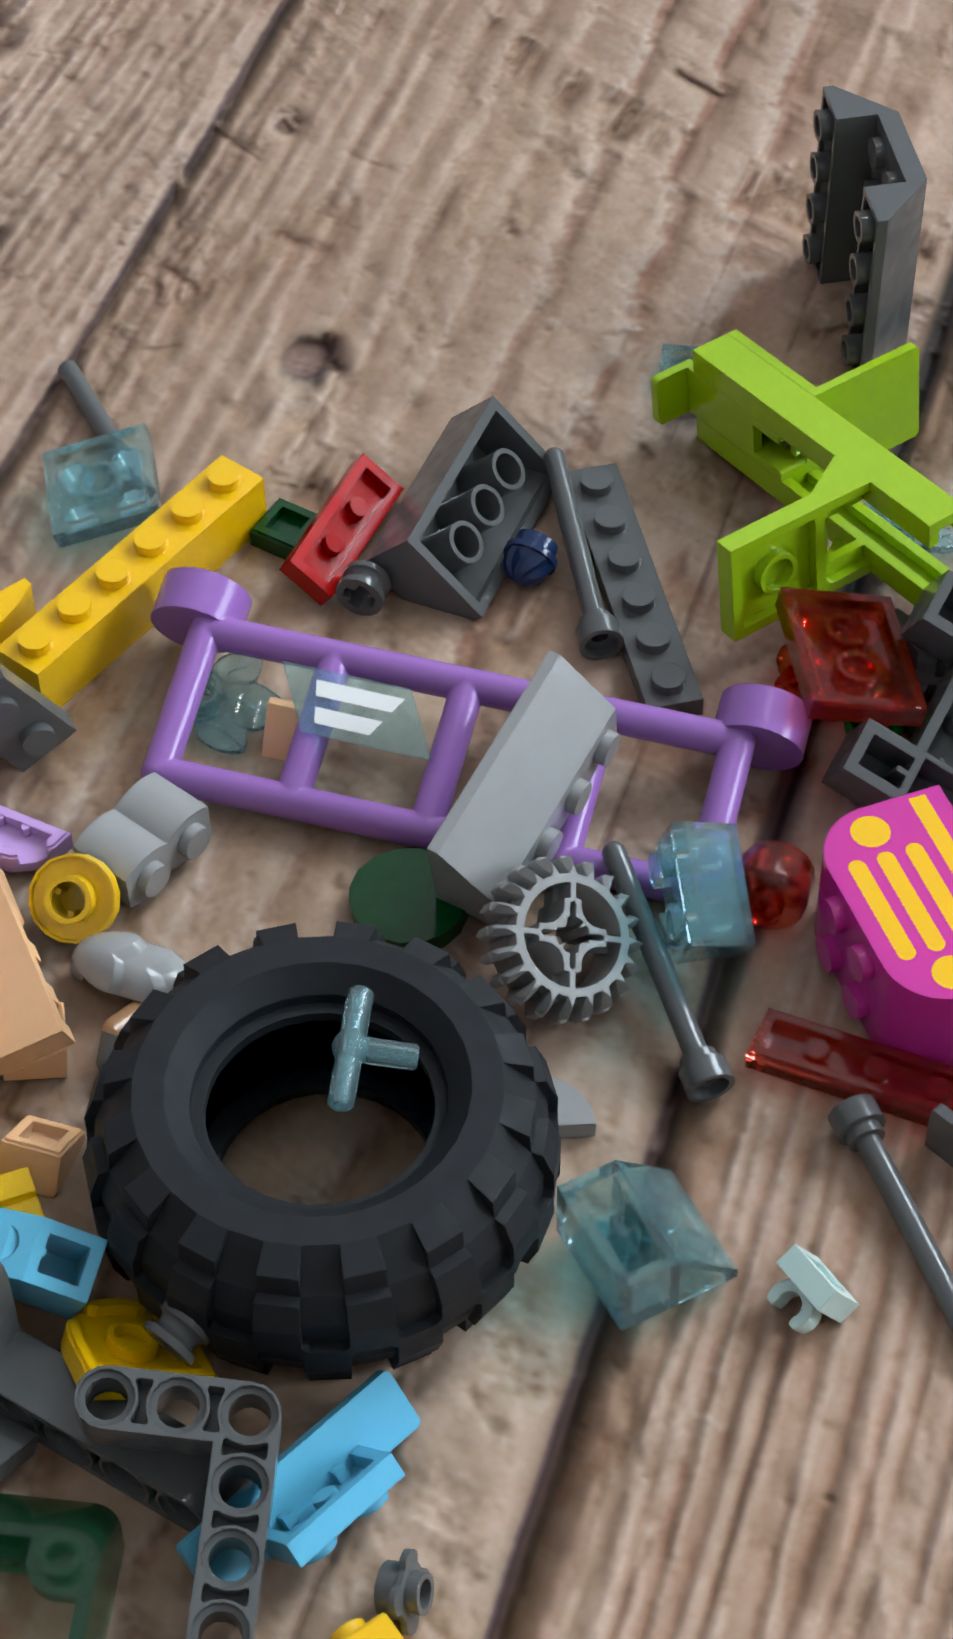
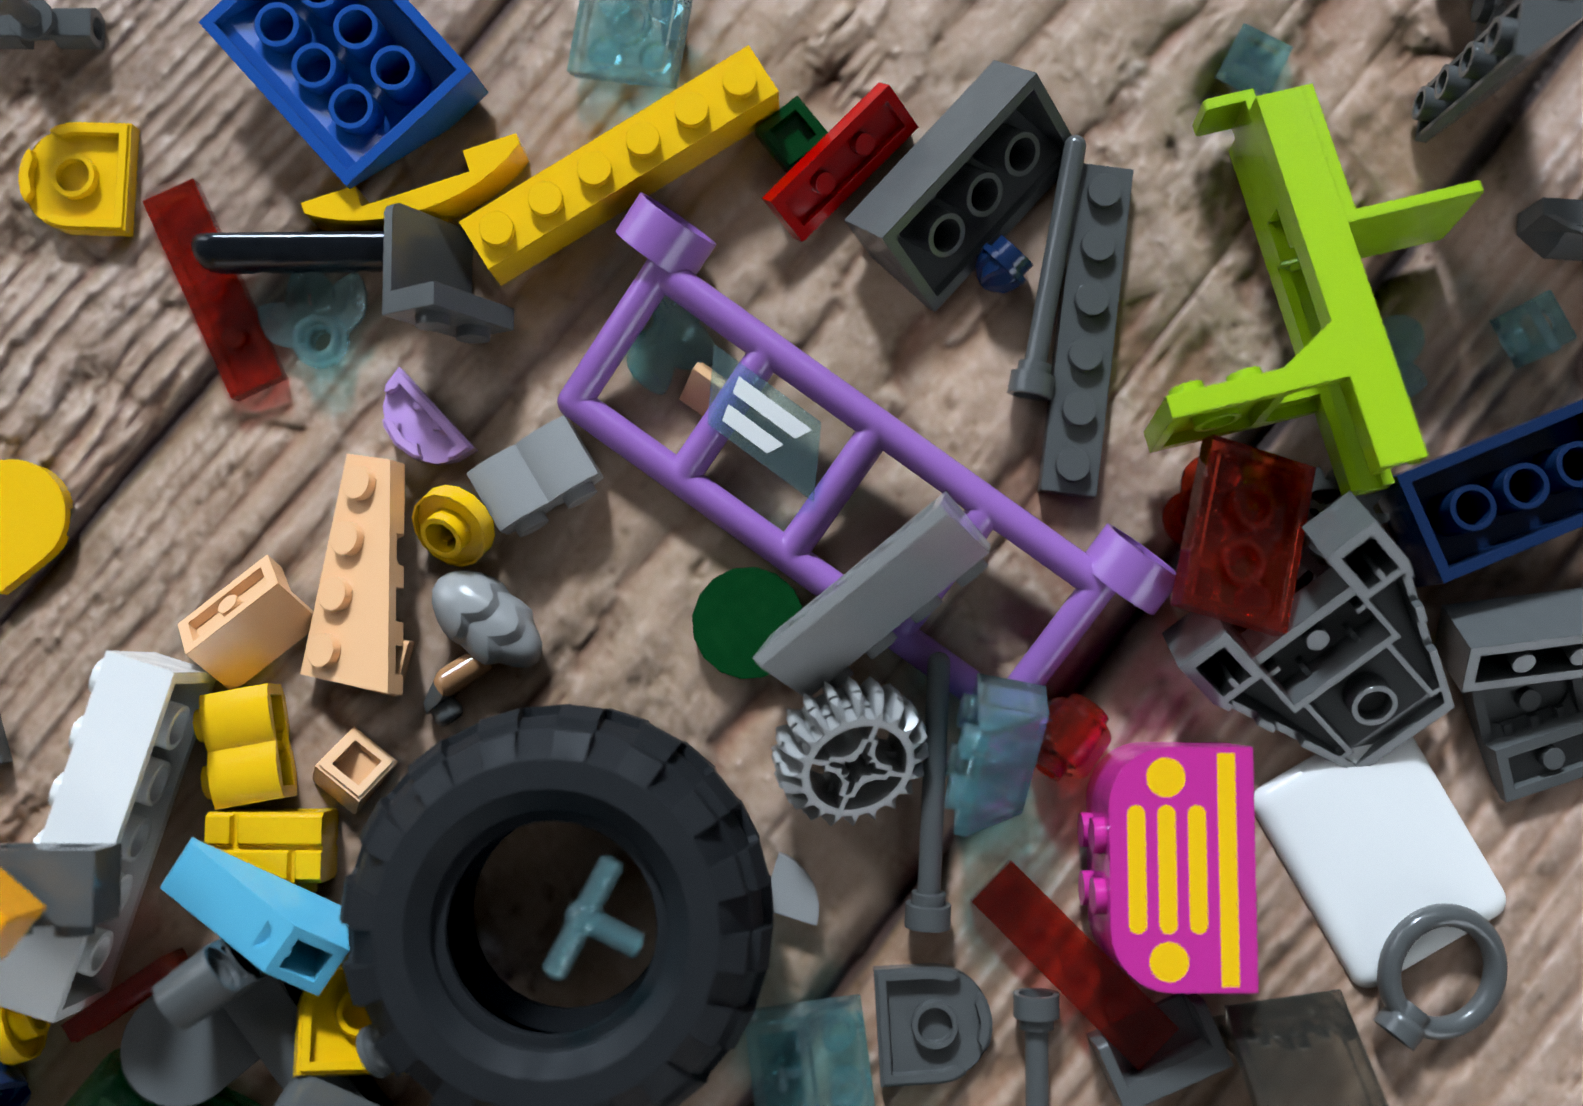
camera: 20 degrees right, 35 degrees up
(363, 587) = (835, 244): dark grey bush -> none
(754, 1181) = (928, 1023): none -> dark grey tile

